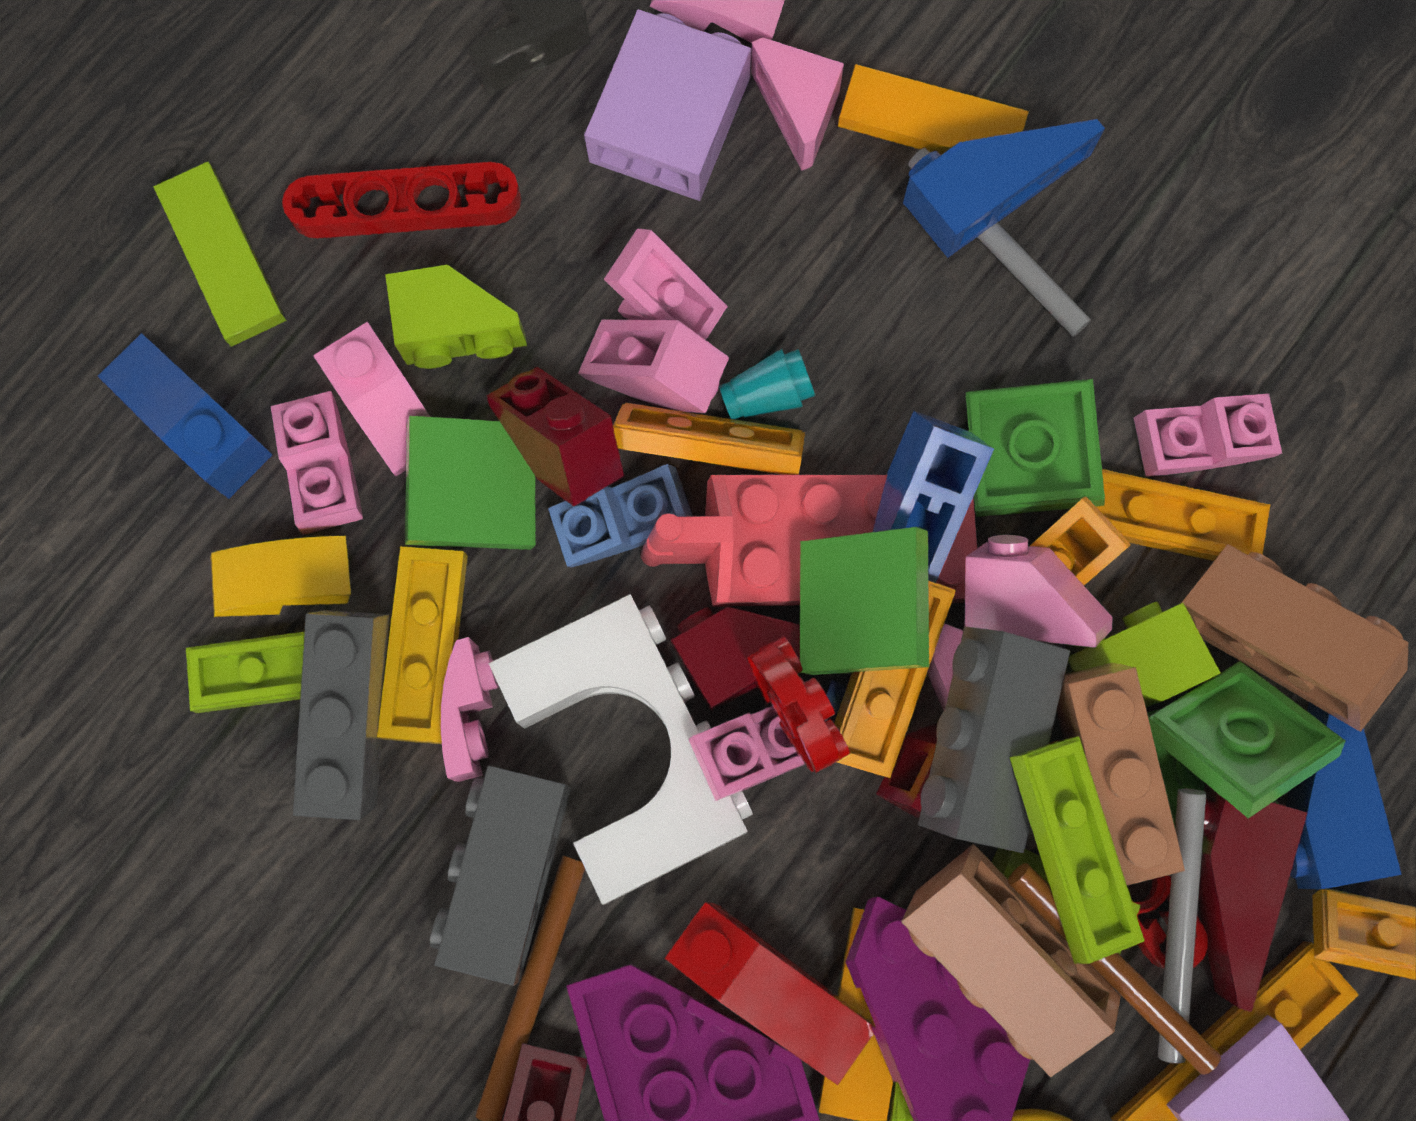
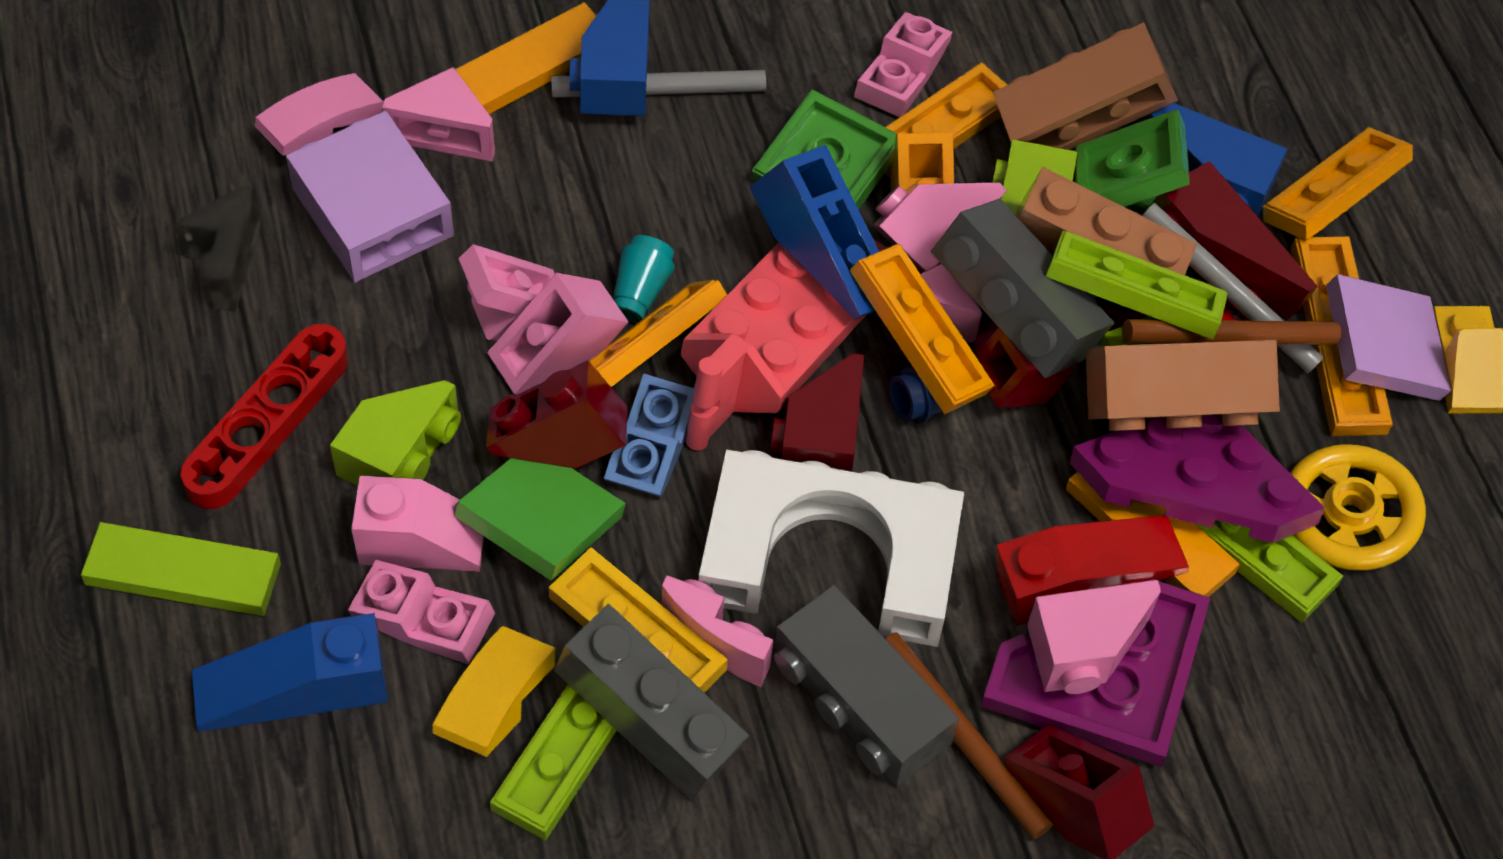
camera: 60 degrees left, 20 degrees down
(679, 1049) = (1087, 633): none -> bright pink slope
(744, 752) = (905, 451): bright pink slope -> none
(799, 705) = (904, 383): red plate -> none
(864, 602) = (864, 295): bright green tile -> none

